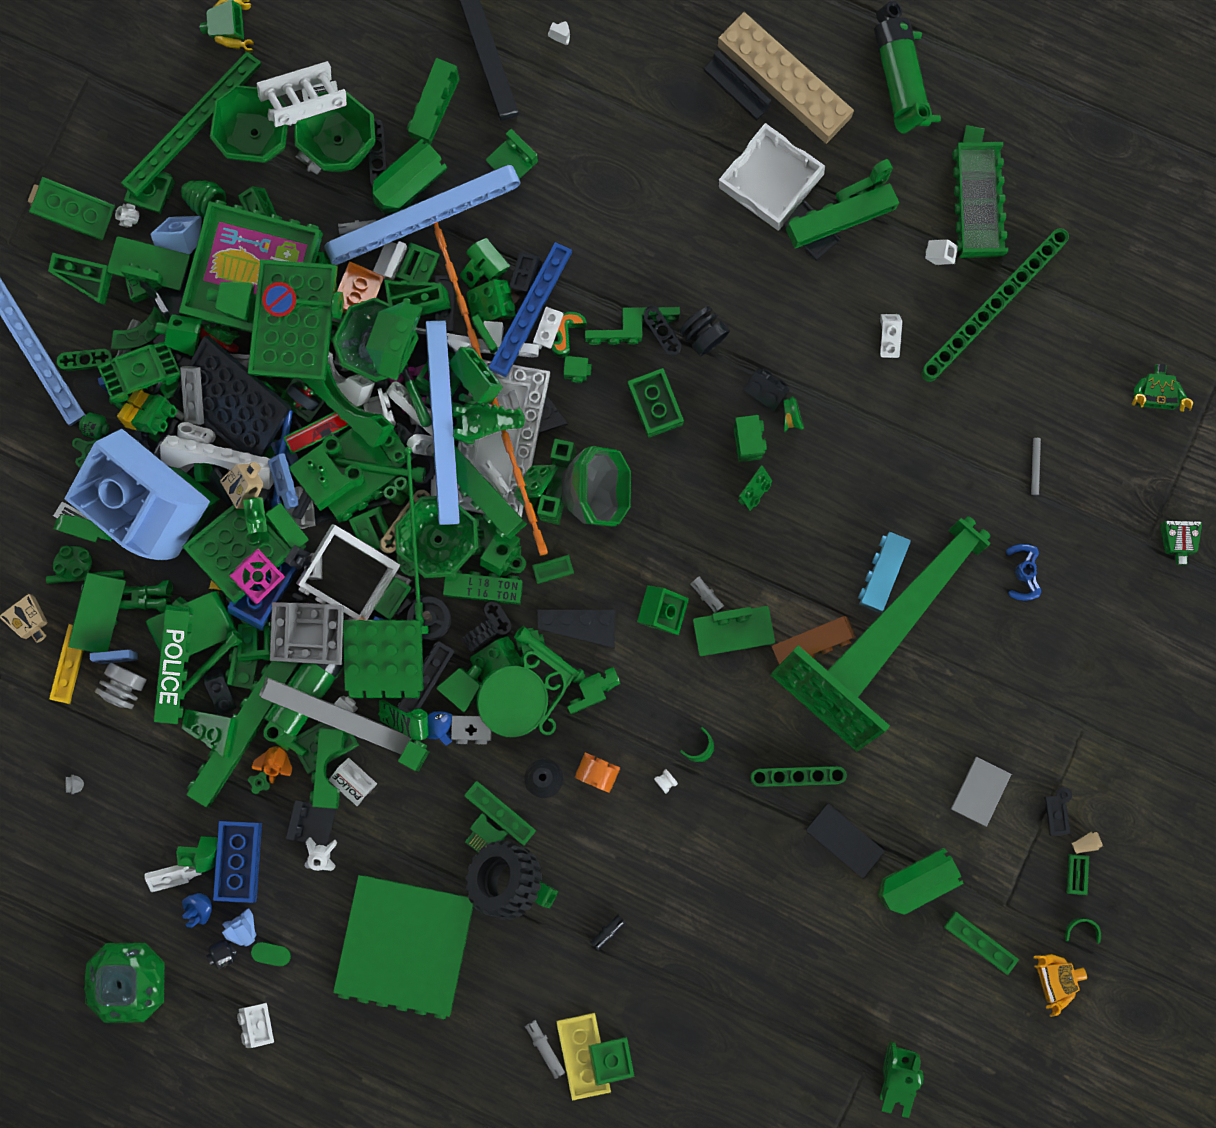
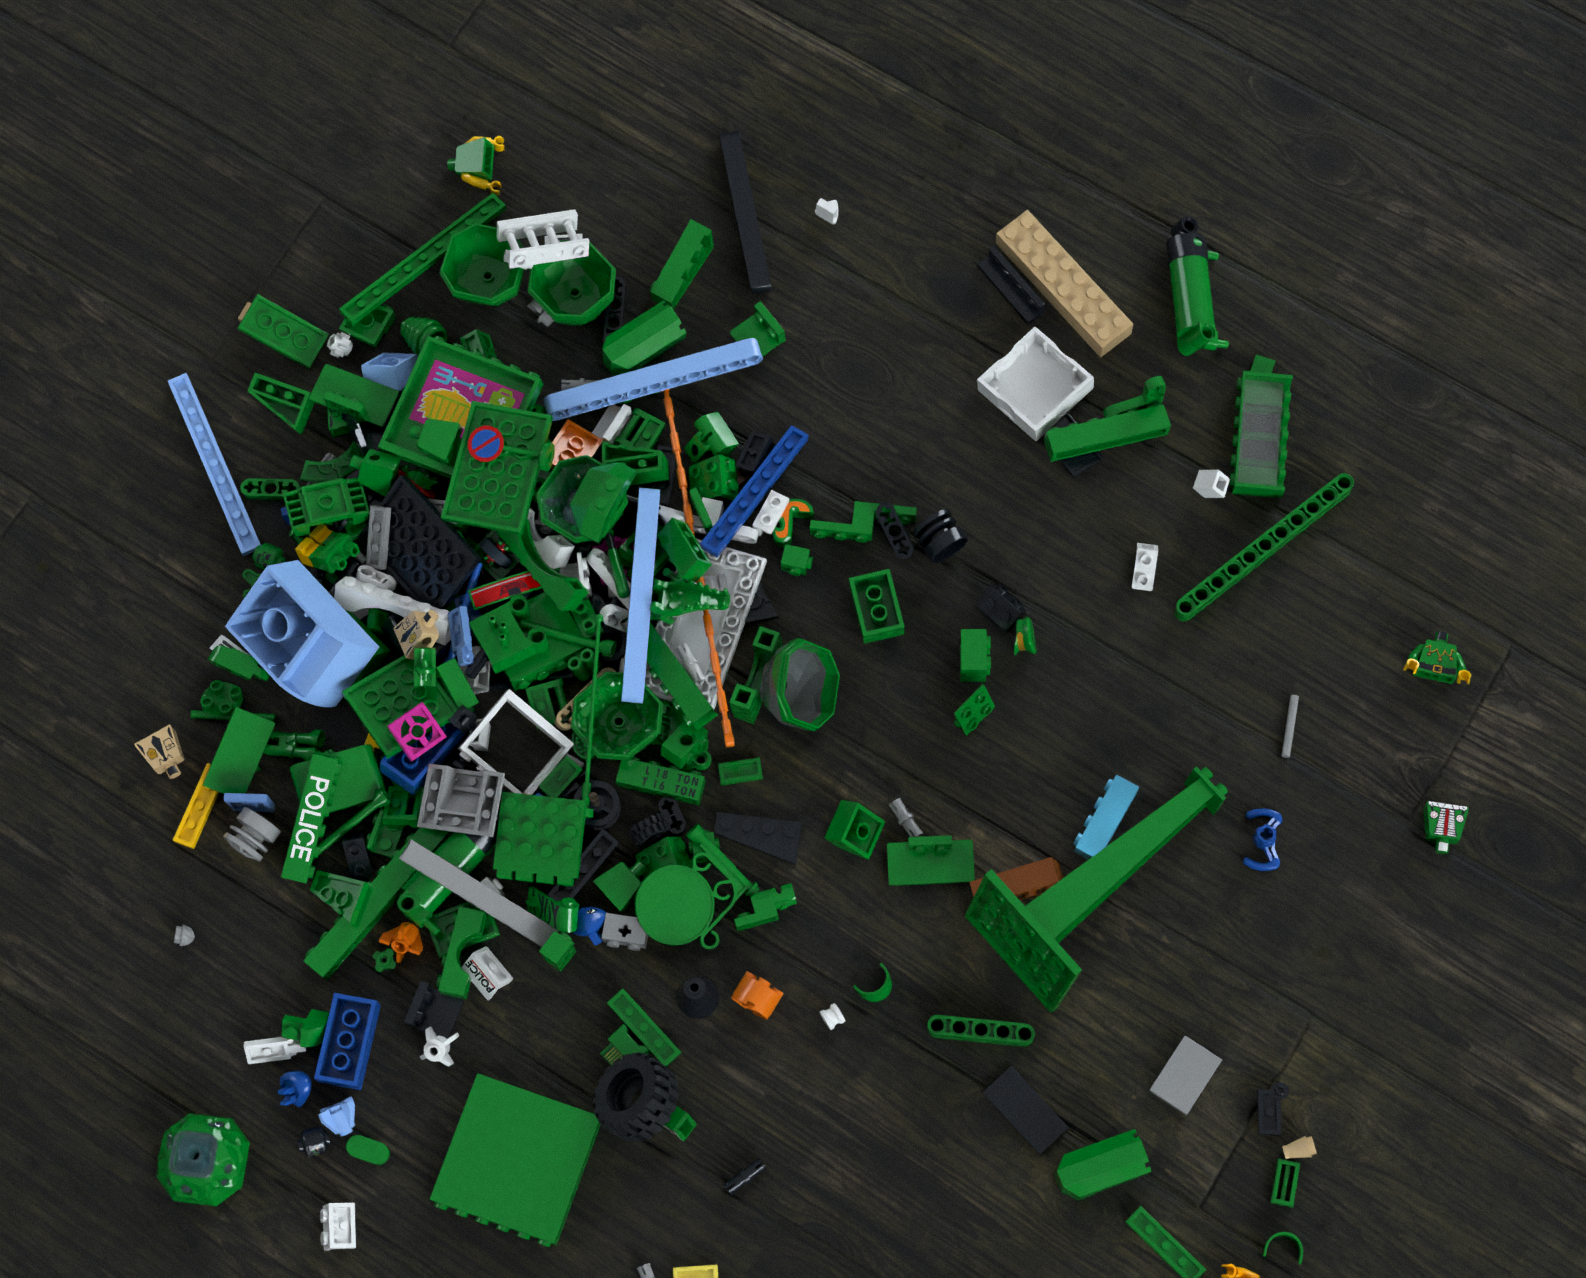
camera: 15 degrees right, 10 degrees down
(536, 481) = (733, 672): green bracket -> none

